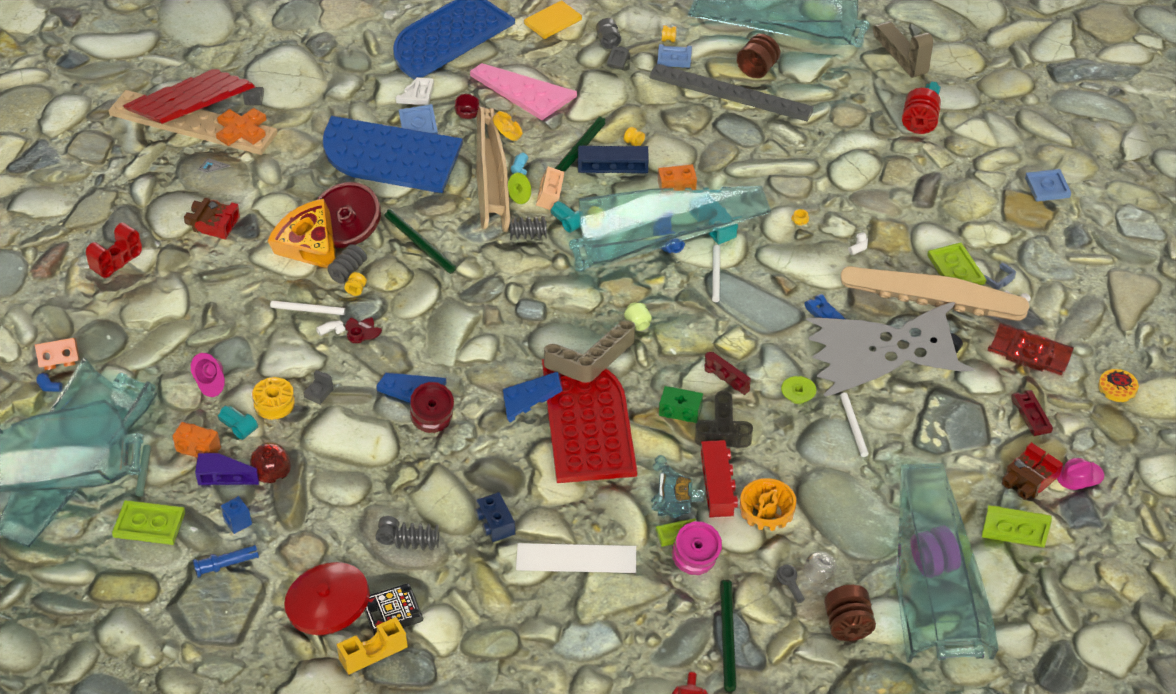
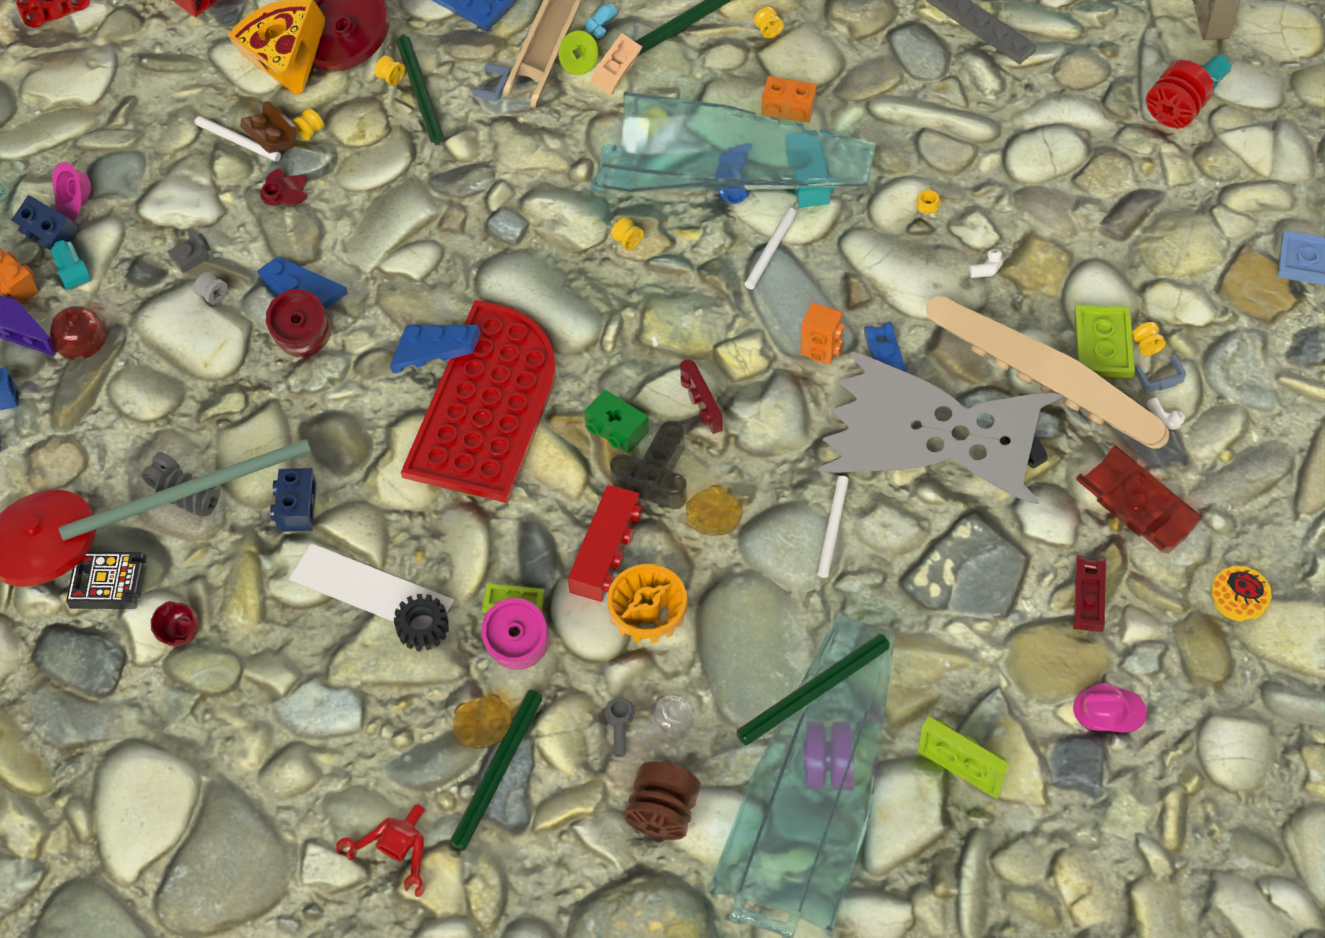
camera: 25 degrees right, 10 degrees up
(203, 399) = (43, 222): none -> dark blue brick
(273, 398) = (127, 247): yellow wheel -> none
(329, 326) = (246, 172): white arm -> none
(331, 293) = (270, 129): none -> reddish brown bracket
(346, 263) = (311, 91): dark grey piece -> none
(350, 406) = (210, 288): none -> light grey wheel
(387, 641) = (29, 626): yellow arch -> none
(392, 234) = (389, 70): none -> yellow wheel
(419, 532) = (184, 489): none -> sand green piece
(460, 619) = (174, 623): none -> dark red hair
(475, 223) = (494, 96): none -> sand blue piece
(528, 227) = (559, 112): dark grey piece -> none
(569, 218) = (615, 104): teal piece -> none
(595, 360) = (541, 321): dark tan beam -> none
(613, 159) = (723, 46): dark blue brick -> none
(618, 290) = (627, 234): none -> yellow wheel
(626, 554) = (417, 608): none -> black tyre
(638, 315) = (630, 278): yellowish green head -> none
(674, 491) = (536, 544): clear light blue torso -> none
(701, 610) = (481, 721): none -> clear yellow dish
(775, 438) = (713, 511): none -> clear yellow dish
(784, 311) = (822, 333): none -> orange brick
(798, 389) = (786, 443): lime piece -> none
(914, 510) = (812, 689): none -> dark green axle
(982, 257) = (1148, 338): none -> yellow wheel
(1032, 472) = (1036, 683): hips -> none

